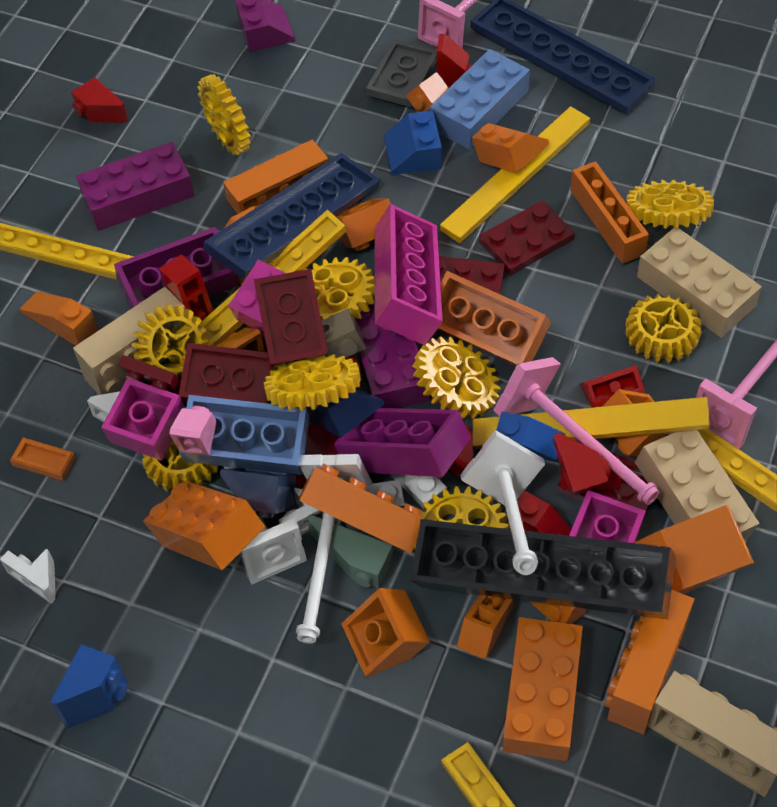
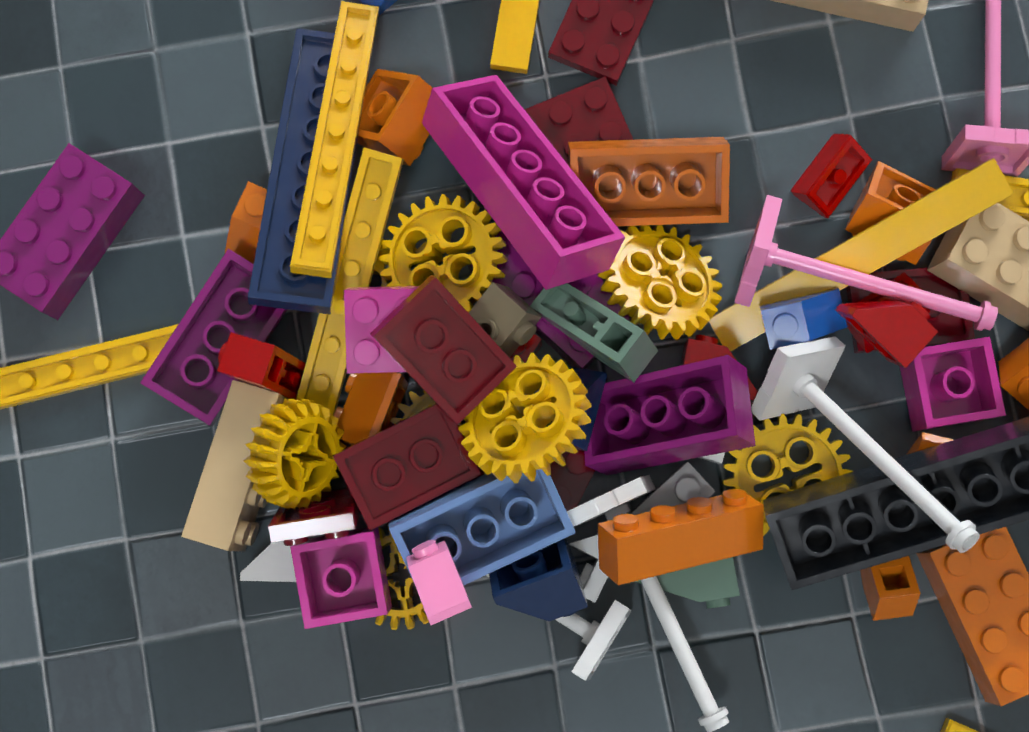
camera: 30 degrees left, 25 degrees up
(43, 459) = (233, 676): orange tile -> none
(61, 316) = (106, 476): orange slope -> none
(204, 524) = (512, 669): orange brick -> none
(224, 114) = (111, 65): yellow gear -> none
(272, 176) = (237, 113): orange brick -> none
(305, 211) = (334, 141): none -> yellow tile
(385, 631) = (784, 650): orange slope -> none
(394, 371) = (597, 329): none -> sand green slope
(540, 516) = (872, 410): red slope -> none
(669, 328) = (877, 57): yellow gear -> none

